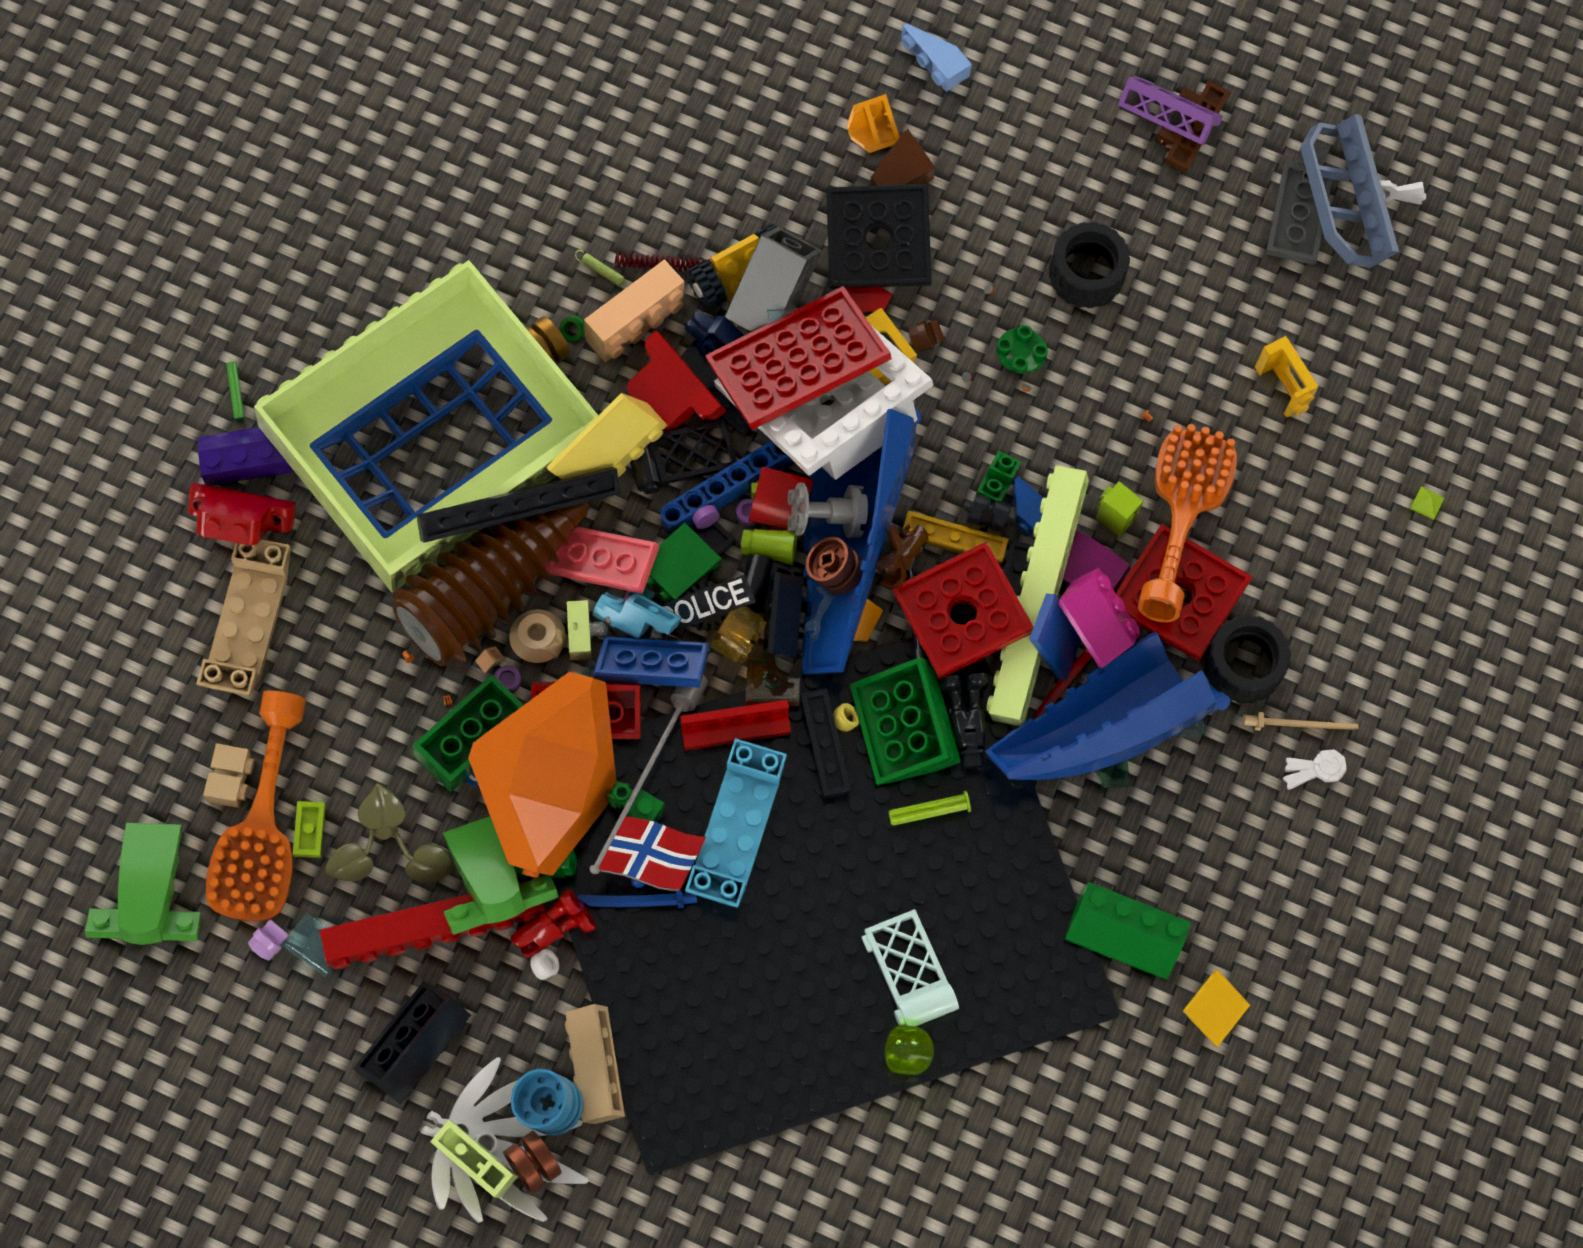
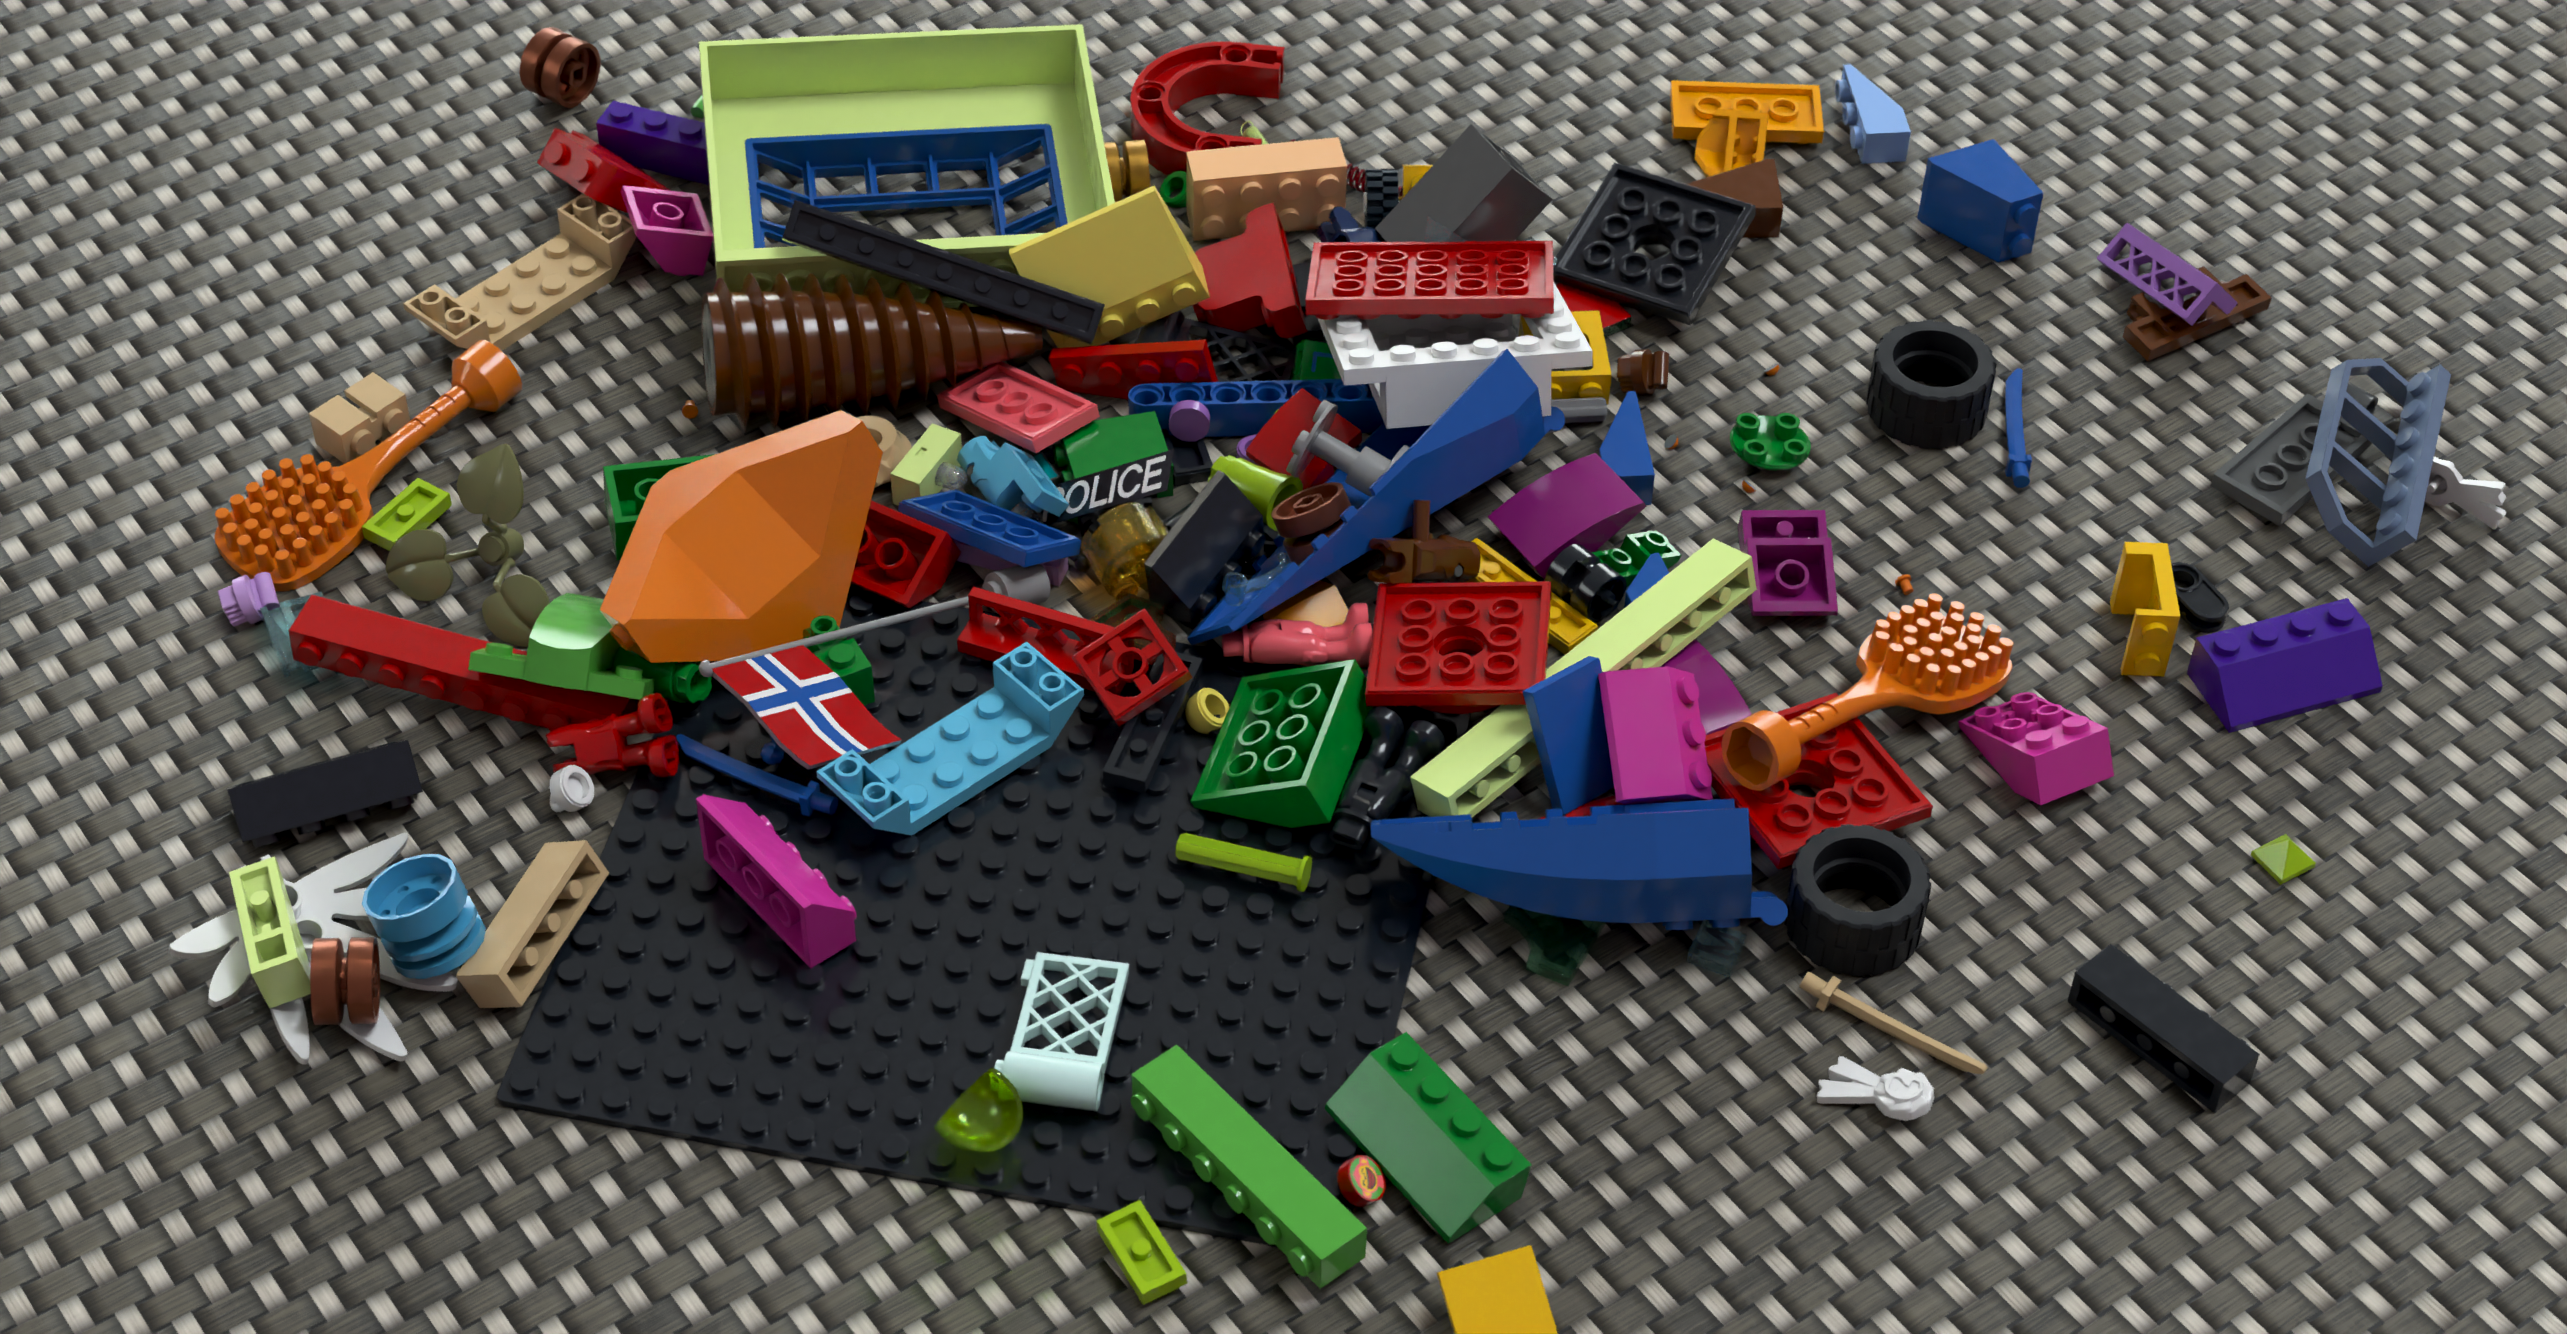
camera: 35 degrees right, 25 degrees down
(138, 436) = (560, 67): none -> copper wheel
(146, 891) = (153, 481): bright green slope -> none
(307, 533) = (670, 227): none -> dark pink slope
(526, 286) = (1196, 73): none -> red piece
(650, 495) = (1118, 368): none -> red wing
(706, 966) = (775, 880): none -> dark pink slope
(747, 439) = (1314, 362): none -> green brick
(828, 719) = (1136, 627): none -> red piece
(862, 81) = (1791, 108): none -> light orange plate
(867, 646) = (1303, 641): none -> coral piece
(951, 471) = (1566, 507): none -> magenta slope
(956, 413) = (1627, 449): none -> blue slope
(1029, 1075) = (1141, 1252): none -> lime plate
(1043, 102) = (1981, 201): none -> blue slope
(1053, 1000) = (1248, 1167): none -> bright green brick
(1083, 439) = (1789, 562): none -> magenta slope
(1107, 971) = (1361, 1181): none -> tile
(1118, 508) = (1781, 647): lime brick -> none
(1160, 293) = (2018, 462): none -> blue sword
(1275, 497) = (2040, 747): none -> dark pink slope
(1306, 346) = (2201, 603): none -> black piece
(1370, 372) = (2286, 665): none -> dark purple slope
(1428, 652) = (2163, 1028): none -> black brick

